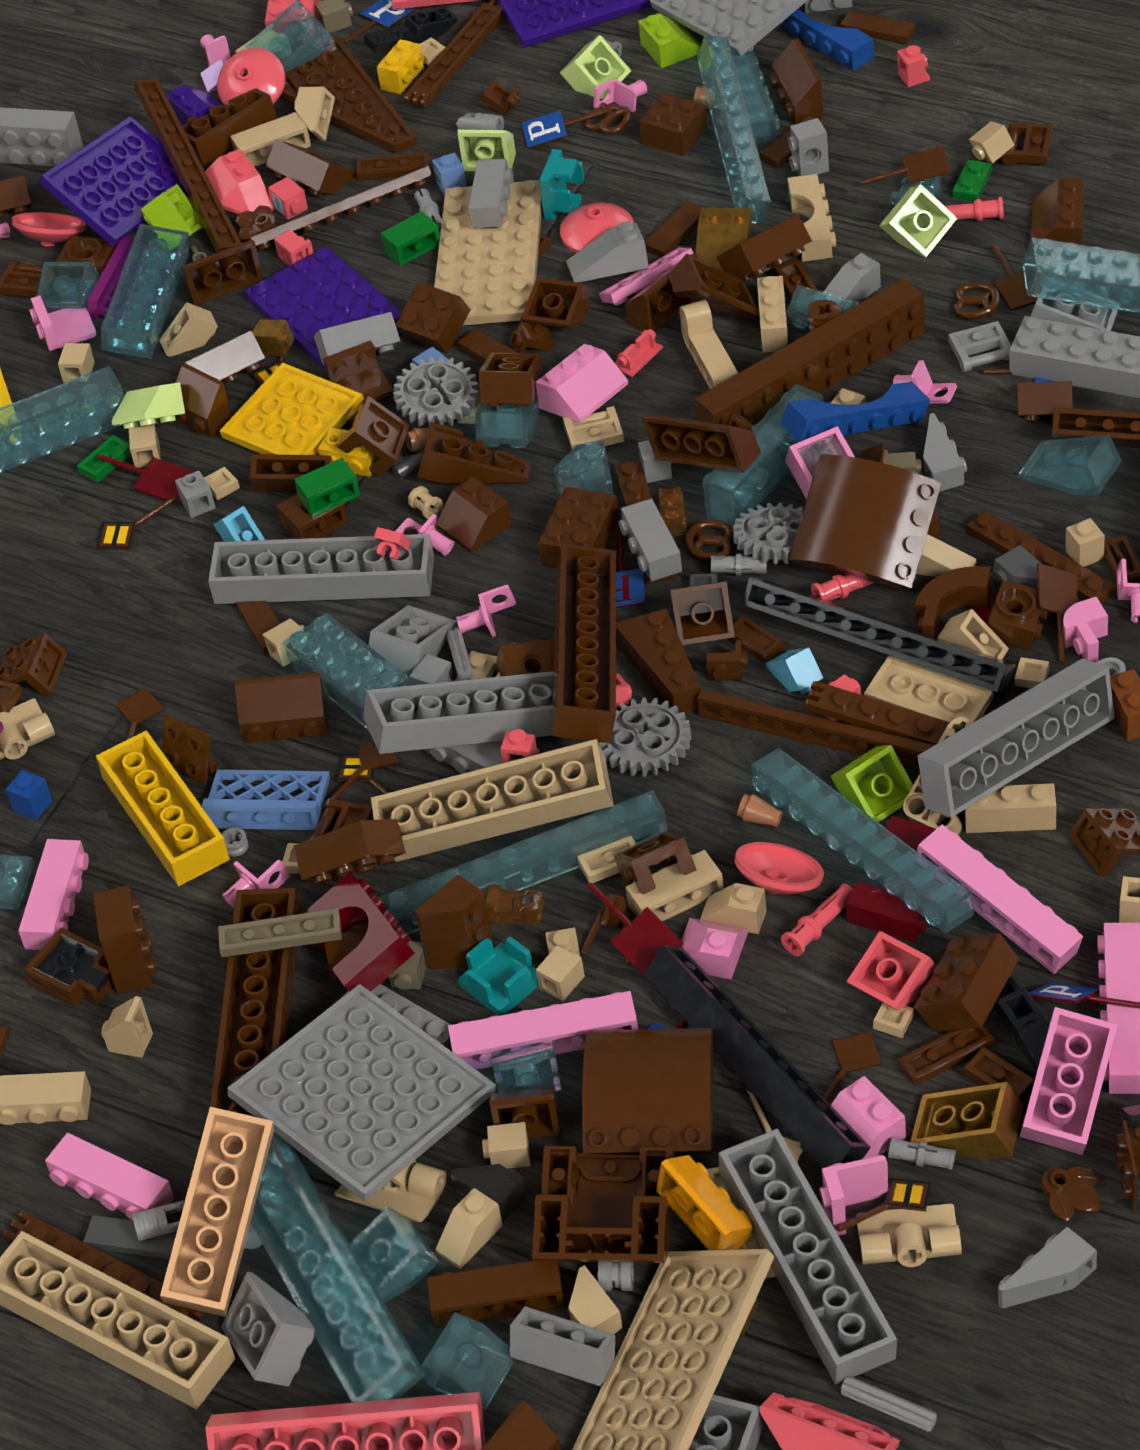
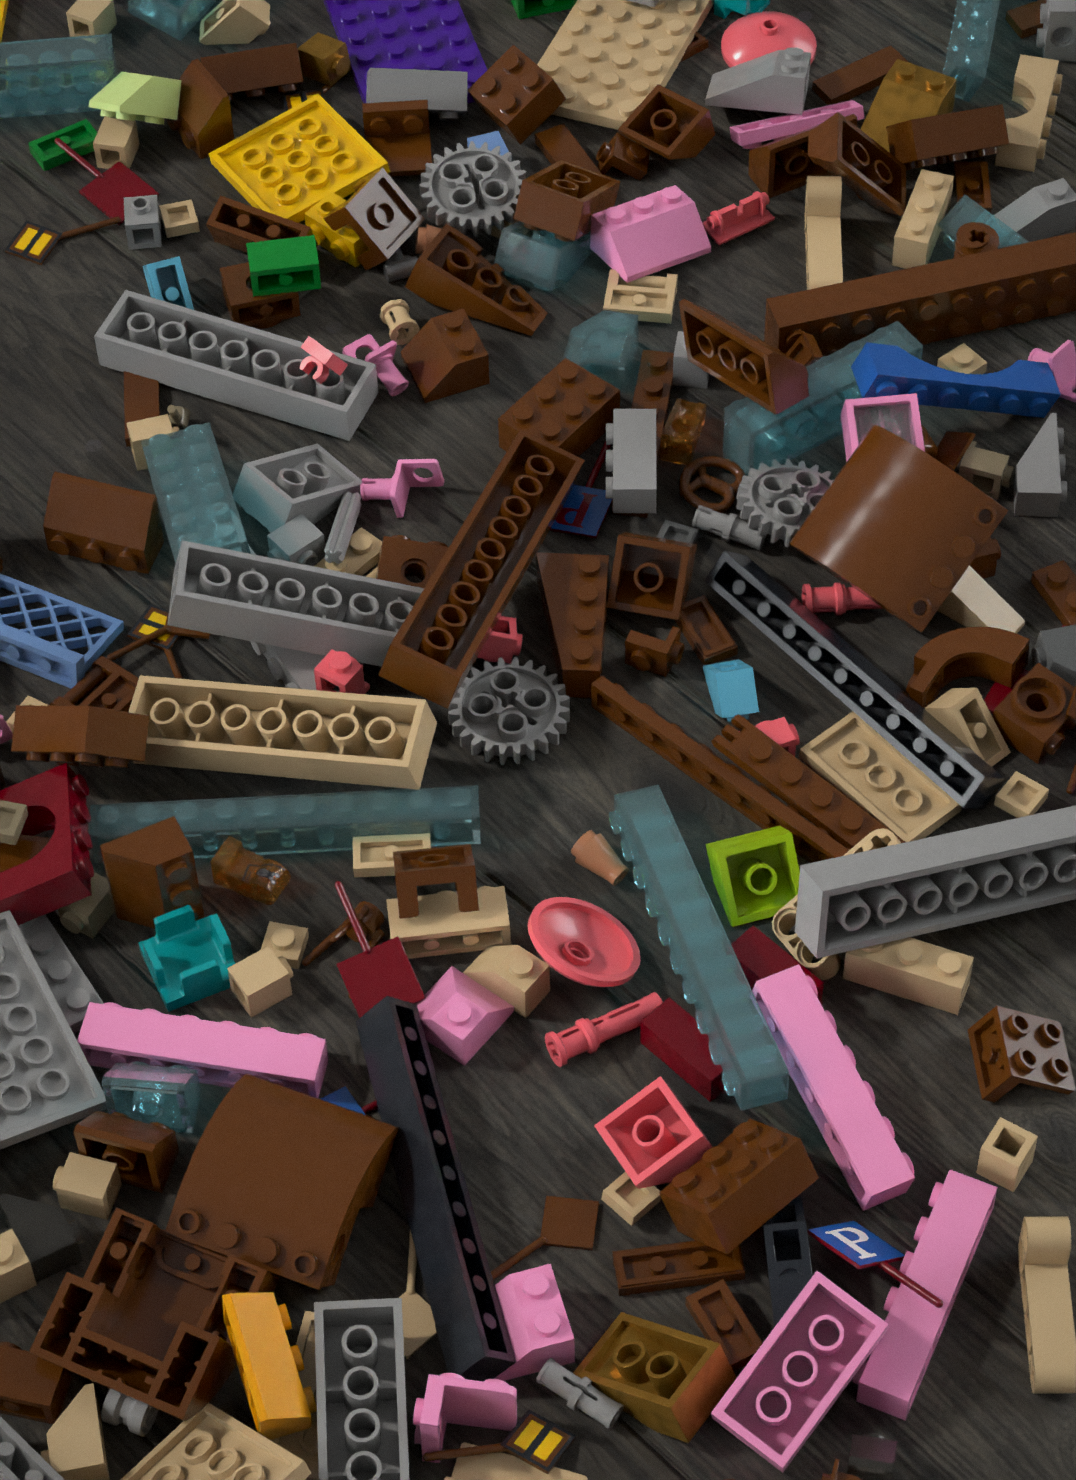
camera: 15 degrees right, 5 degrees up
(296, 617) = (179, 415): none -> dark tan hand

